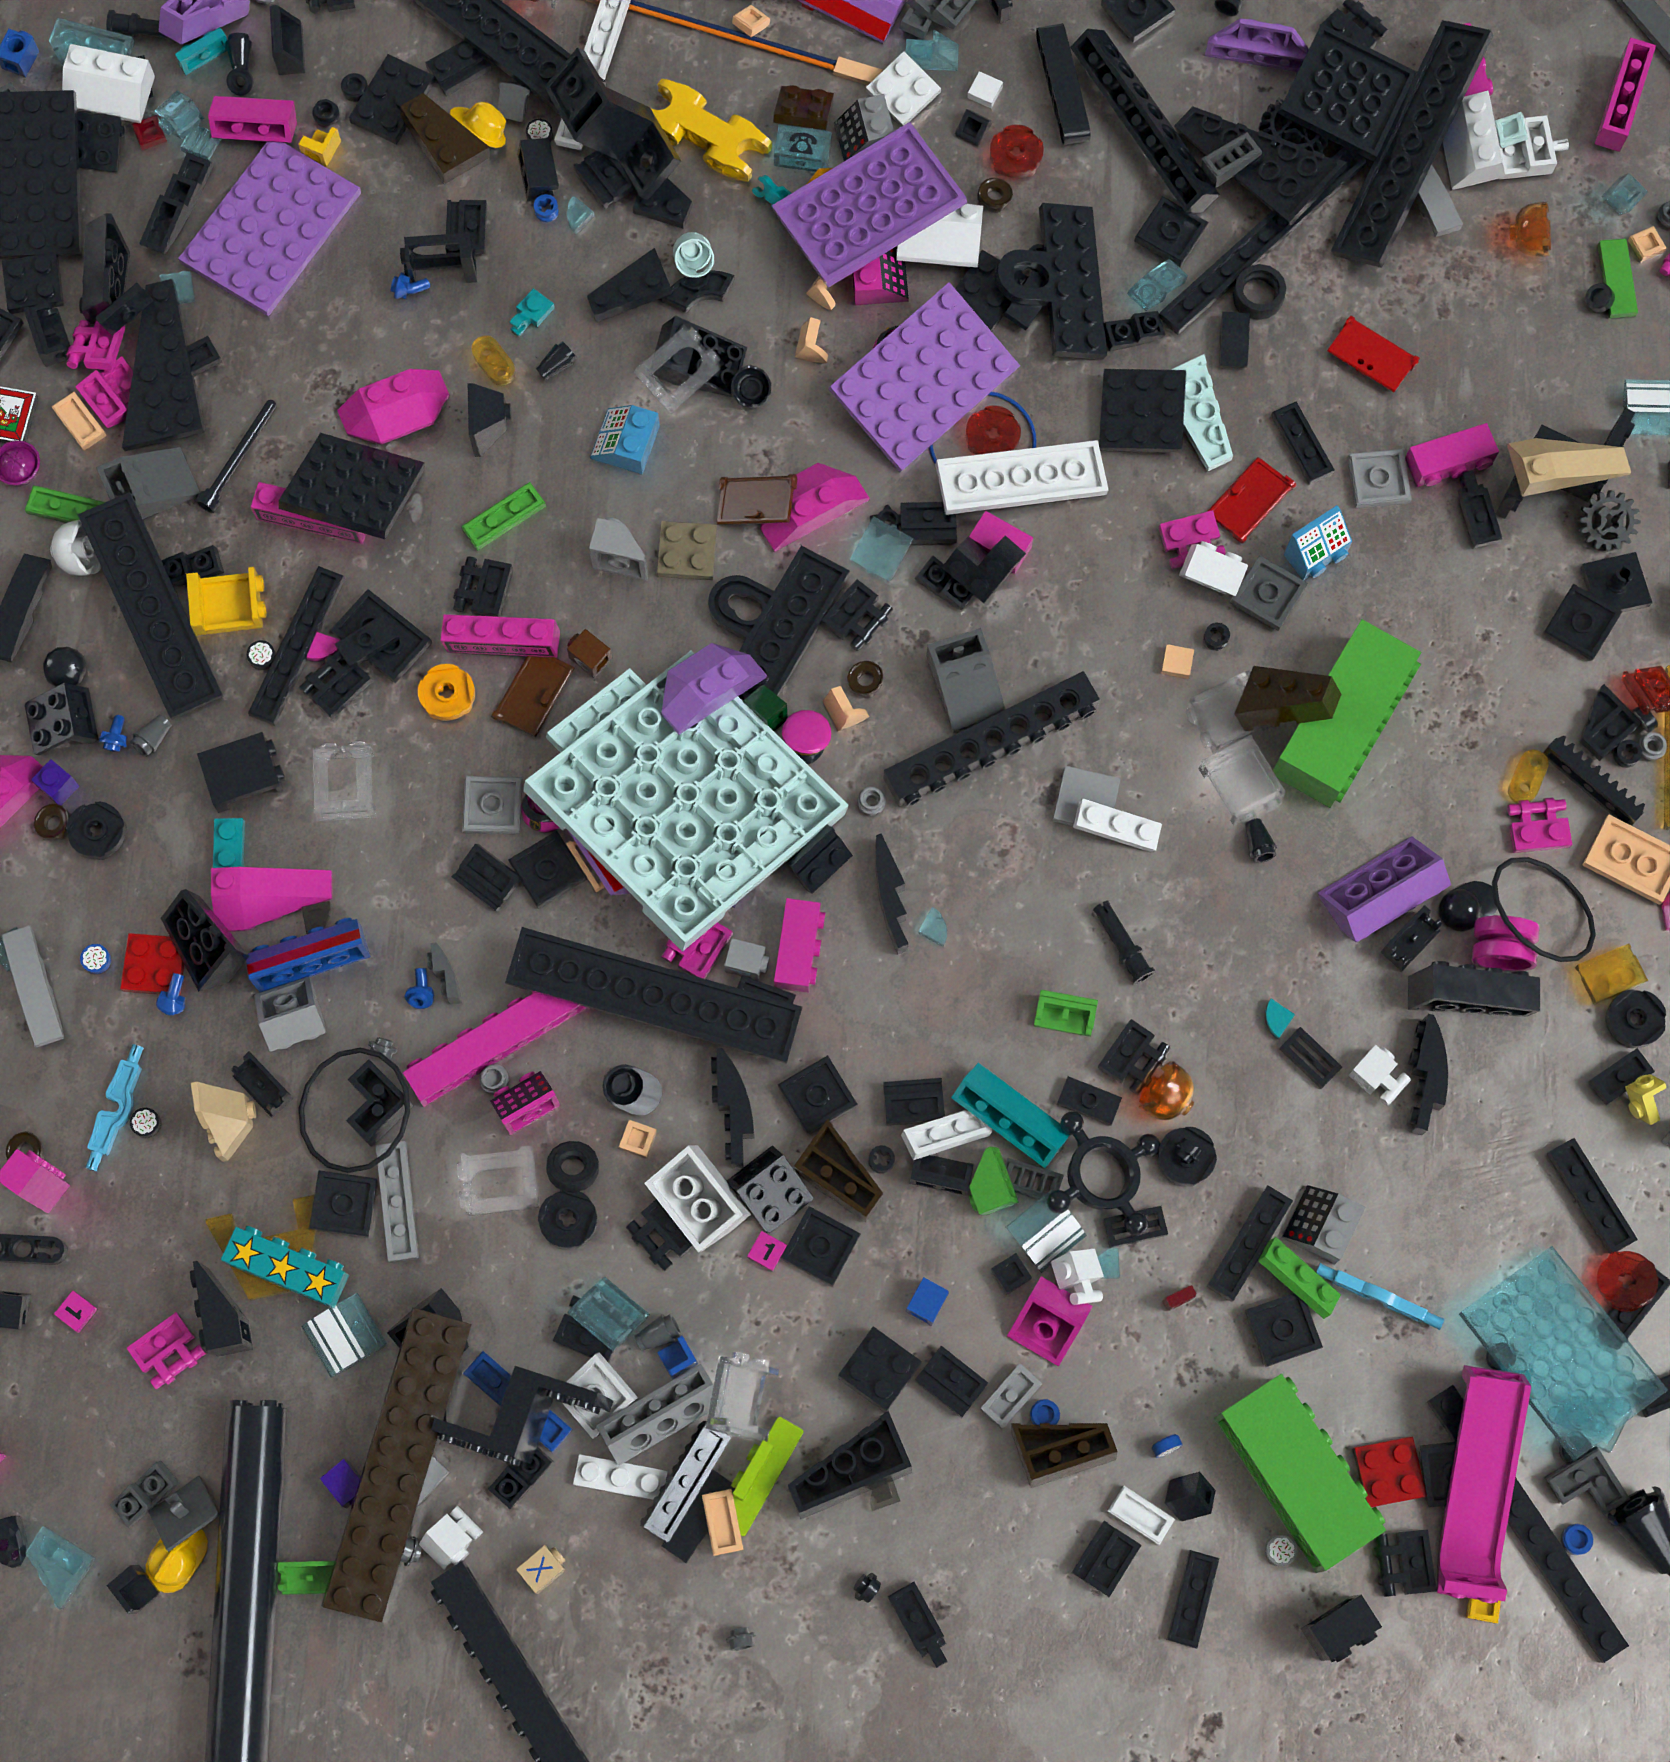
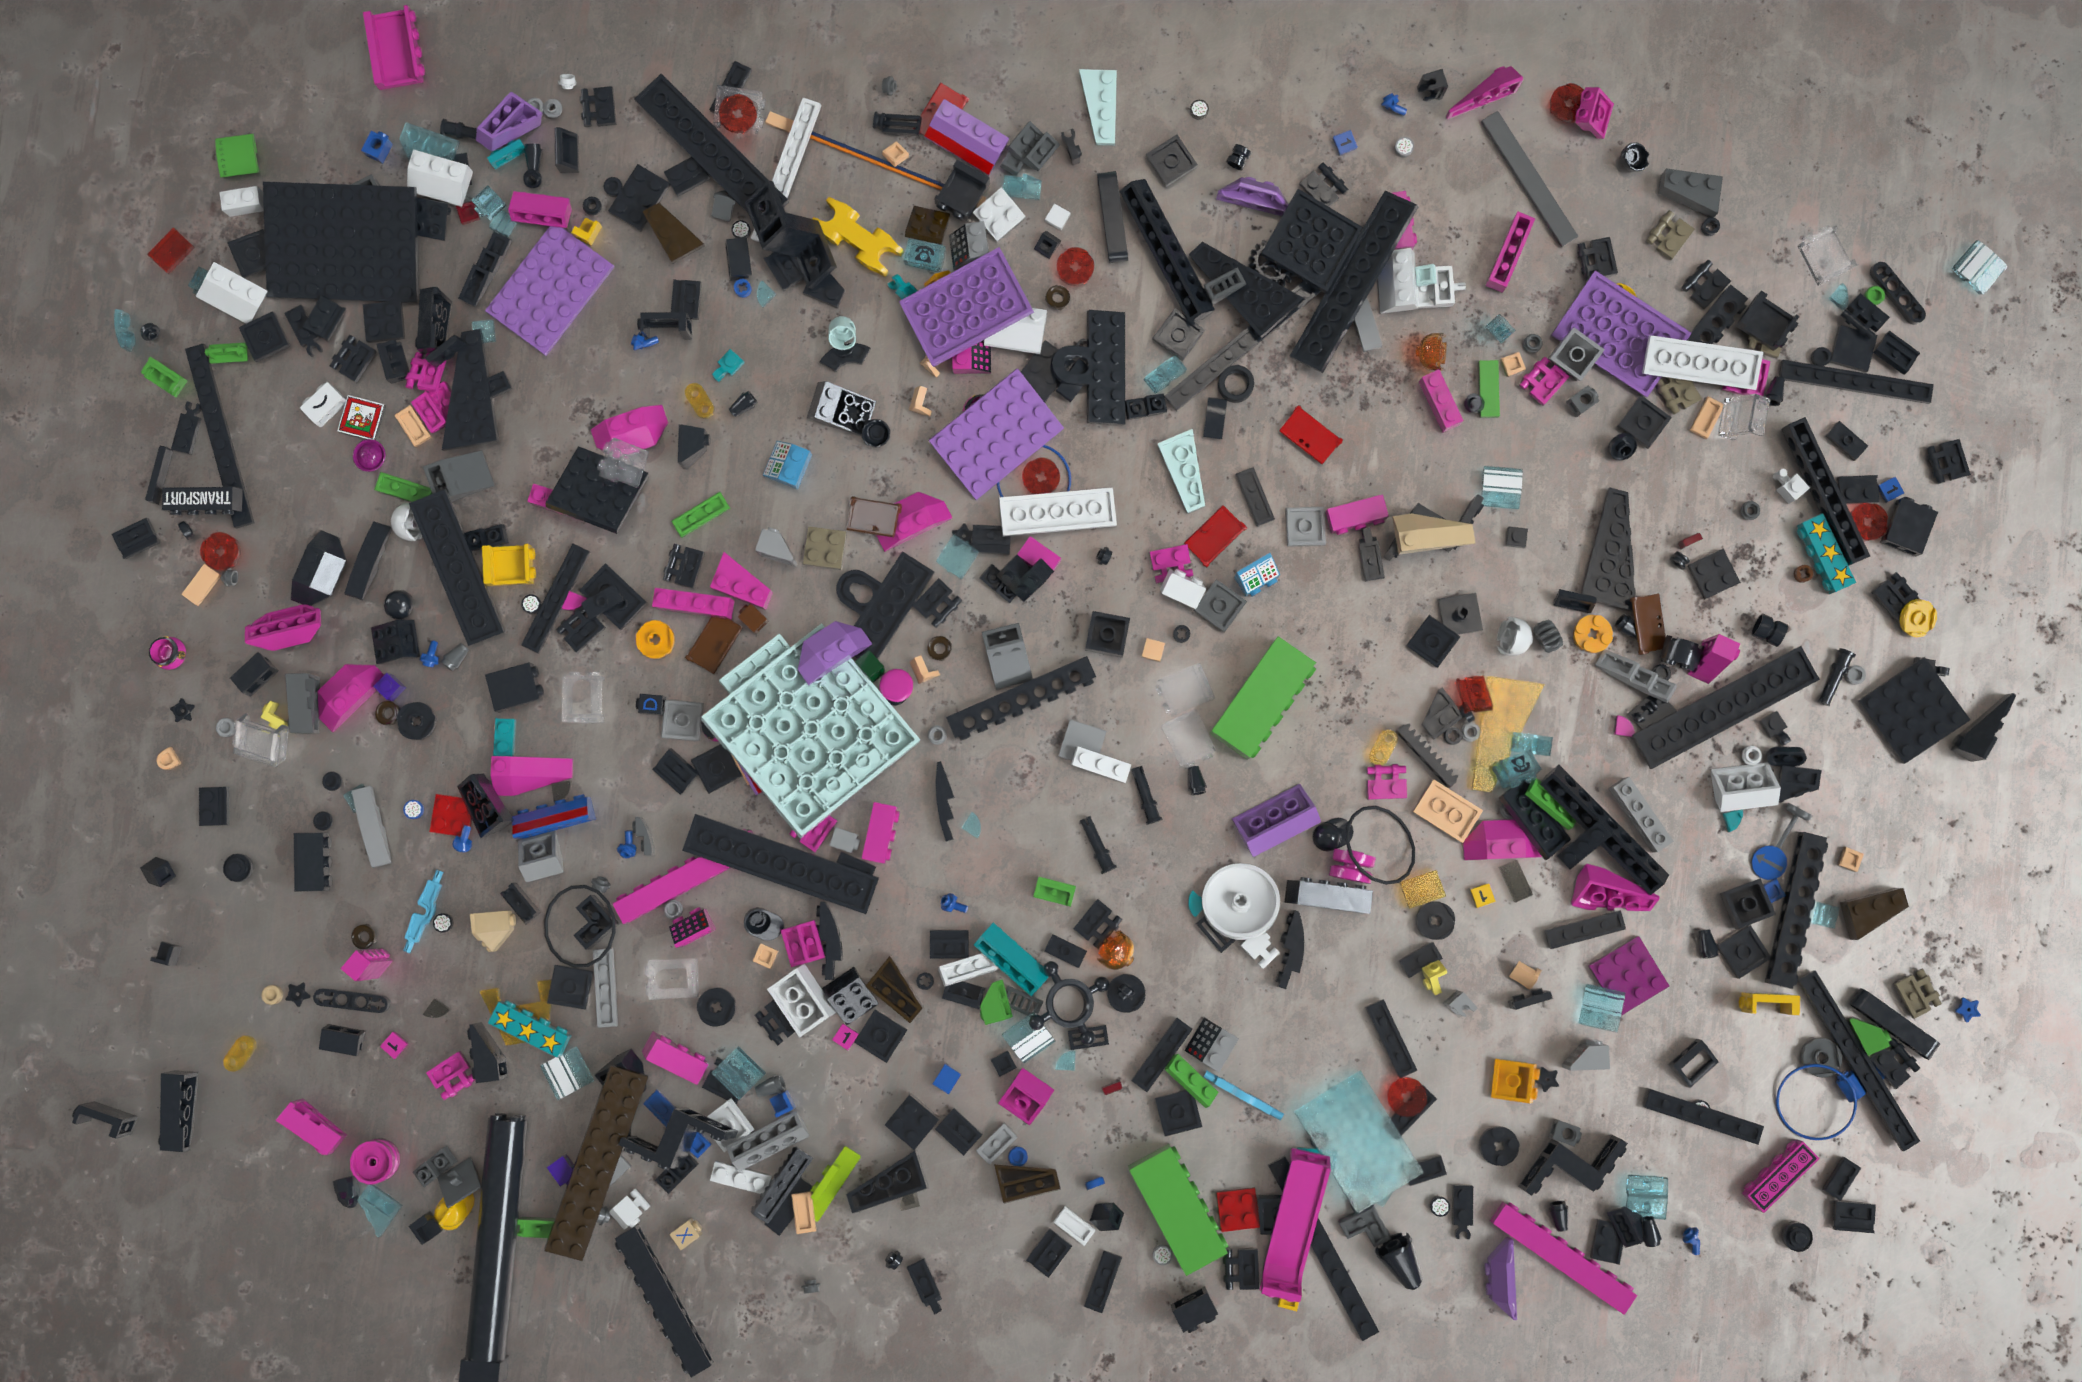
camera: 10 degrees right, 10 degrees up
(33, 1487) = (363, 1159): none -> dark pink wheel
(139, 1254) = (436, 1009): none -> clear smoke tile
(210, 497) = (501, 488): black piece -> none
(388, 443) = (623, 462): none -> clear plate
(445, 783) = (650, 704): none -> black brick
(483, 121) = (700, 222): yellow piece -> none
(510, 1297) = (674, 1057): none -> dark pink wedge
(569, 603) = (739, 583): none -> dark pink wedge
(569, 1150) = (723, 984): black tyre -> none
(631, 288) = (798, 352): black wing -> none
(681, 339) = (831, 400): clear panel -> none
(694, 1113) = (802, 943): none -> dark pink slope
(738, 1396) = (819, 1134): clear panel -> none
(817, 1095) = (885, 935): black plate -> none
(819, 859) = (898, 775): black plate -> none
(849, 60) = (962, 191): none -> black panel
(909, 1042) = (949, 903): none -> blue plate
(1078, 1271) = (1046, 1067): white brick -> none
(1094, 535) = (1104, 556): none -> black plate
(1110, 640) = (1107, 634): none -> black brick
(1142, 410) = (1145, 467): black plate -> none
(1192, 878) = (1148, 804): none -> black pin
(1286, 696) = (1219, 689): dark brown wedge -> none
(1345, 1007) = (1241, 901): none -> white dish
(1412, 939) = (1291, 856): black hinge -> none
(1552, 295) = (1440, 401): none -> dark pink brick
(1577, 1539) = (1354, 1261): blue tile -> none
(1617, 529) = (1454, 575): dark grey gear -> none

